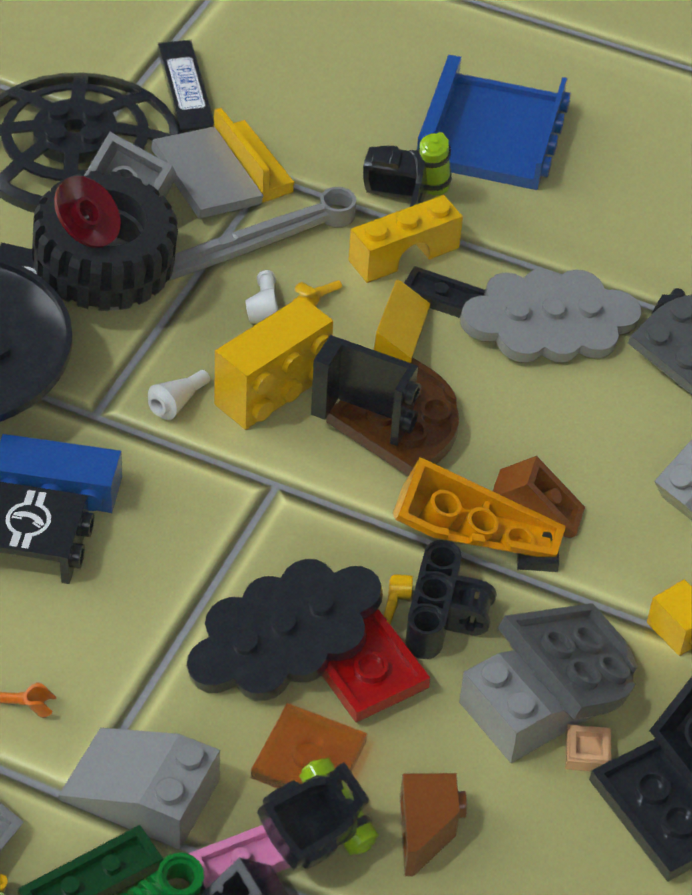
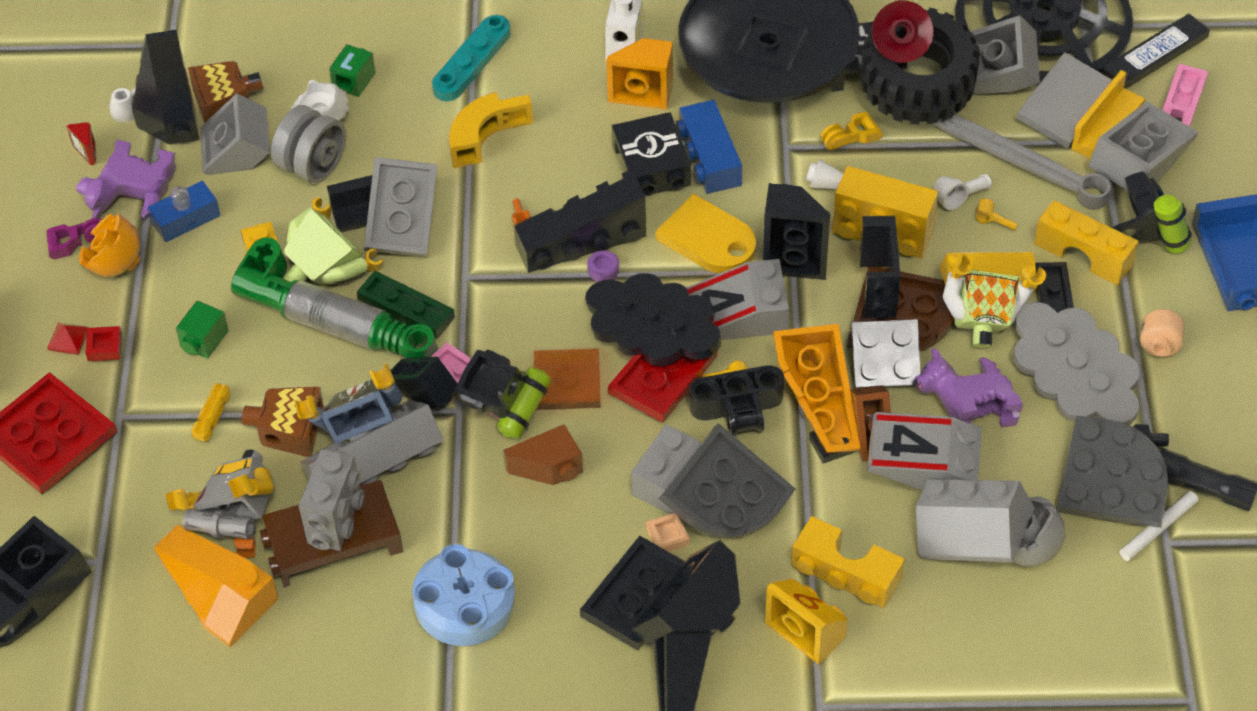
camera: 70 degrees right, 5 degrees up
(101, 636) = (584, 225): none -> black wedge
(121, 351) = (835, 136): none -> yellow piece
(145, 781) = (490, 303): light grey slope -> none
(159, 650) = (603, 266): none -> medium lavender tile
(181, 534) = (707, 235): none -> yellow tile
(265, 440) = (796, 232): none -> black slope
(267, 98) = (1185, 93): none -> bright pink plate
(307, 523) = (747, 299): none -> light grey slope
(316, 147) = (1141, 142): none -> light grey slope
(443, 335) = (986, 299): none -> torso
(459, 443) = (885, 353): none -> plate
(550, 238) = (1162, 333): none -> light nougat head
(550, 410) = (973, 394): none -> medium lavender animal
(616, 465) = (923, 448): none -> light grey slope

